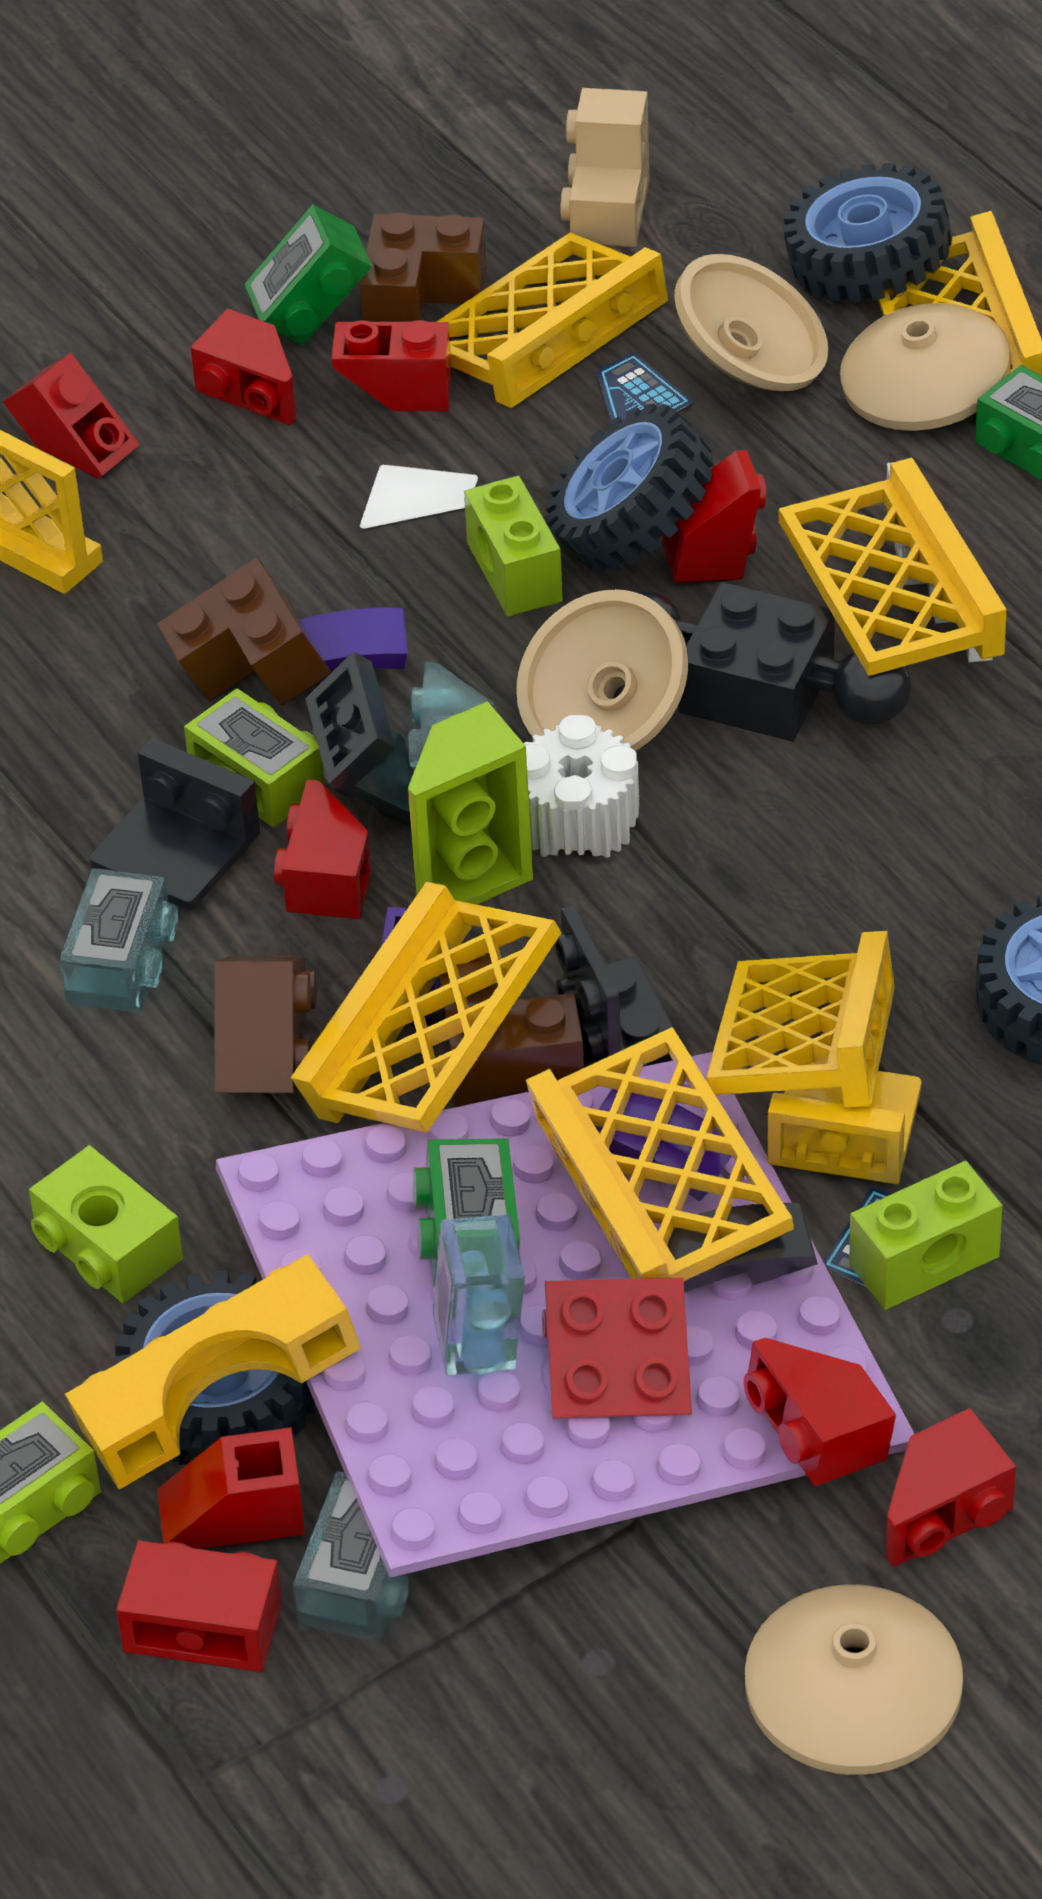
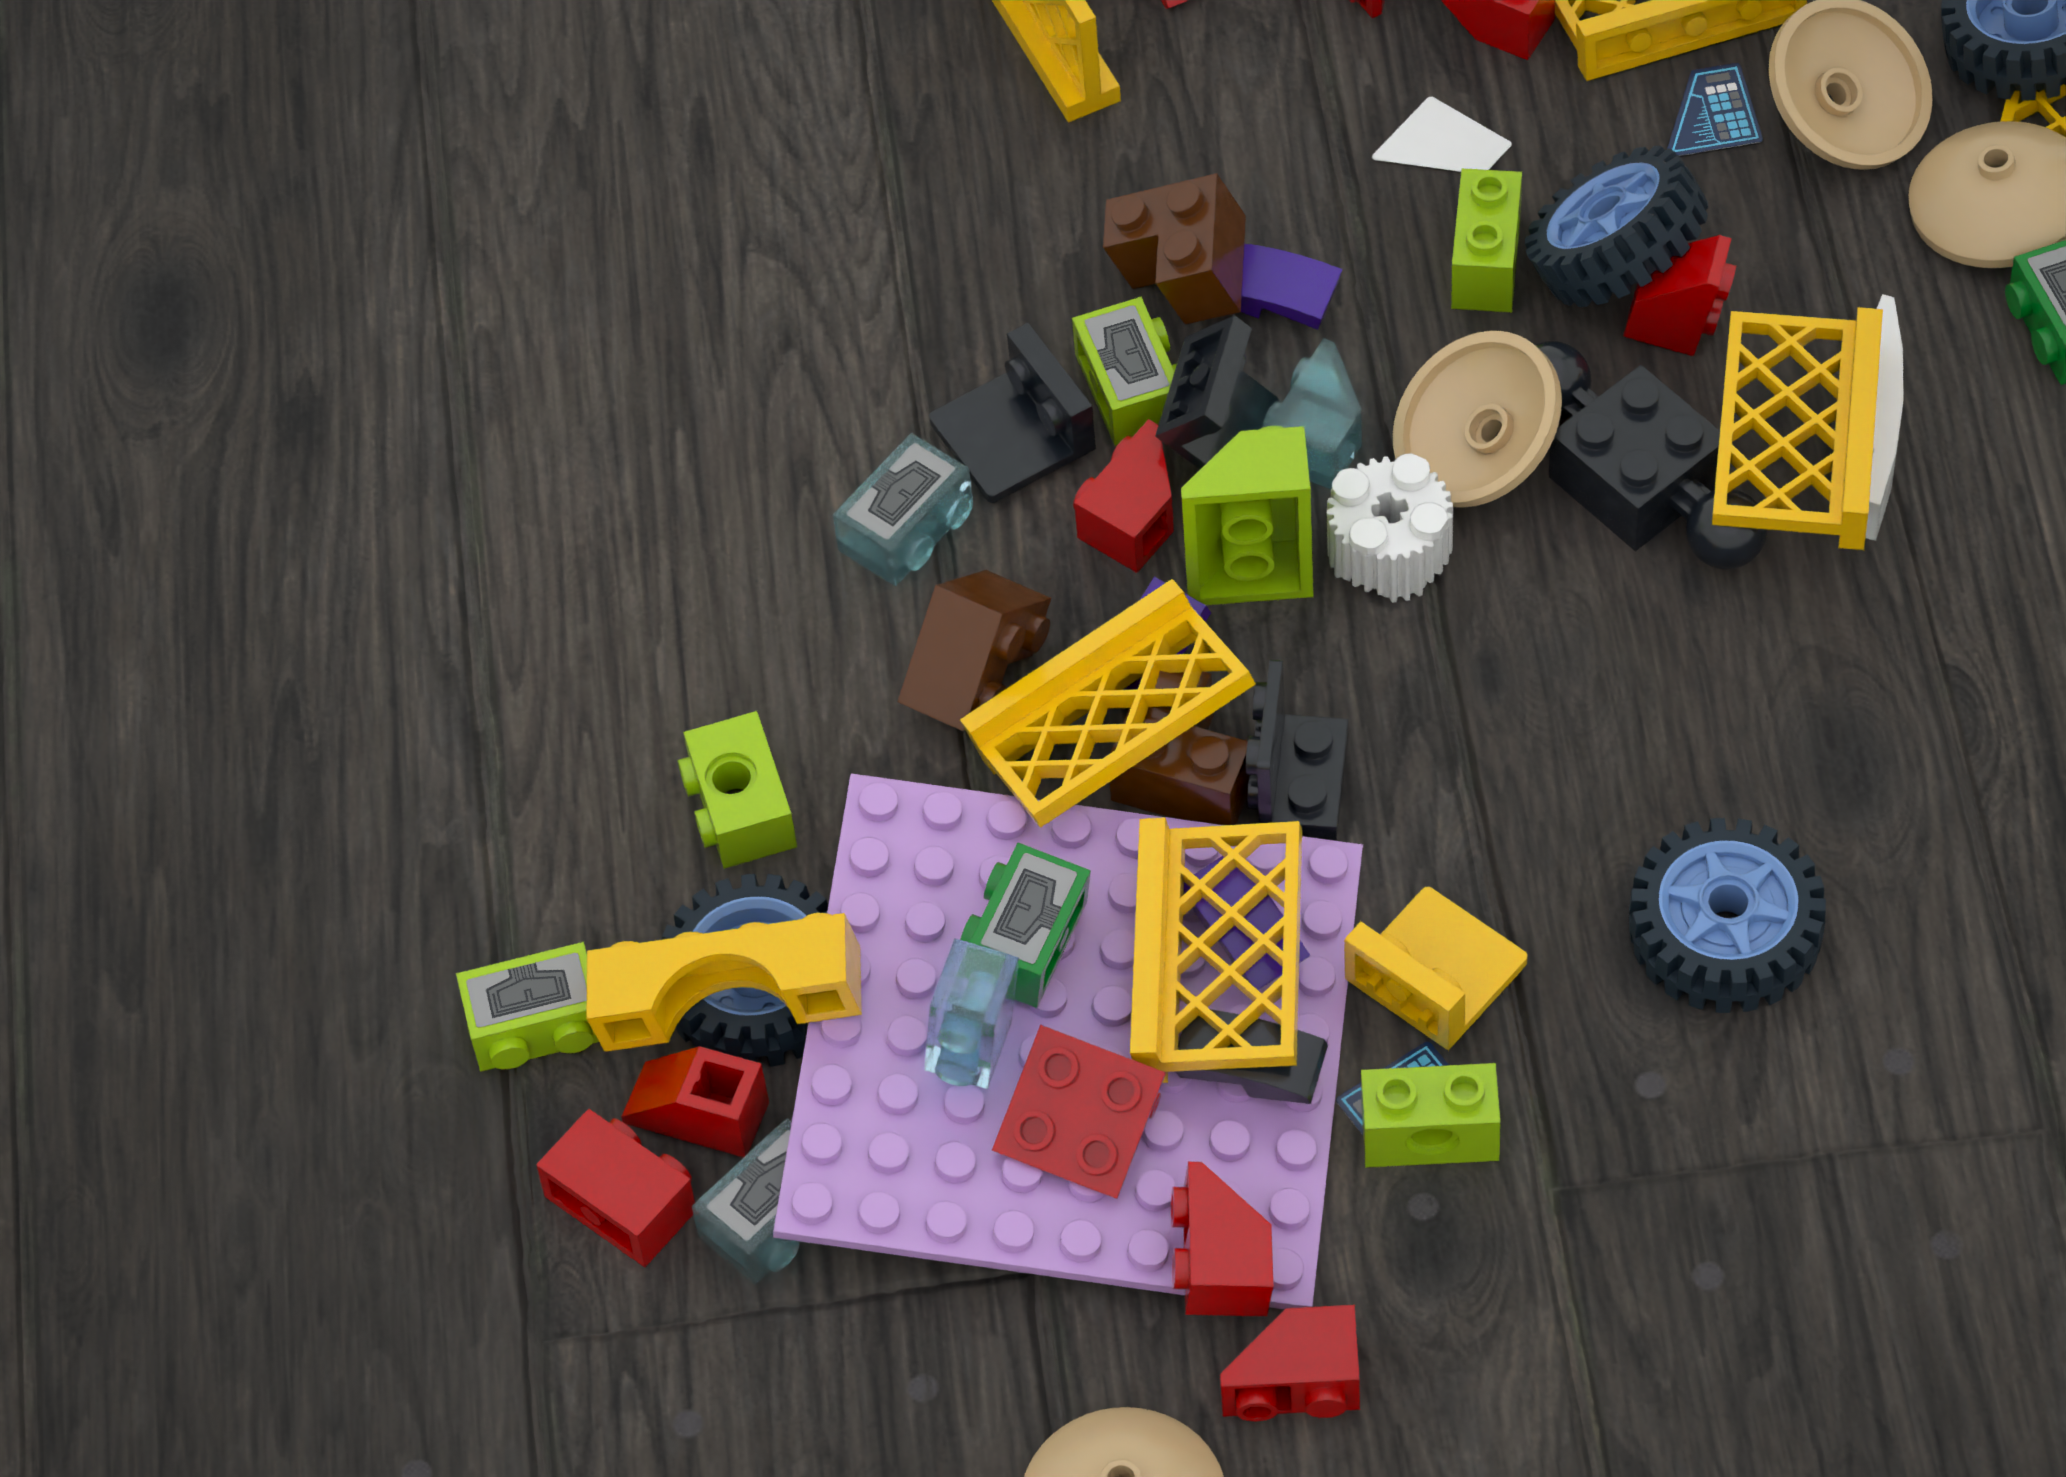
camera: 30 degrees right, 10 degrees up
(852, 1024) = (1481, 882): yellow fence -> none

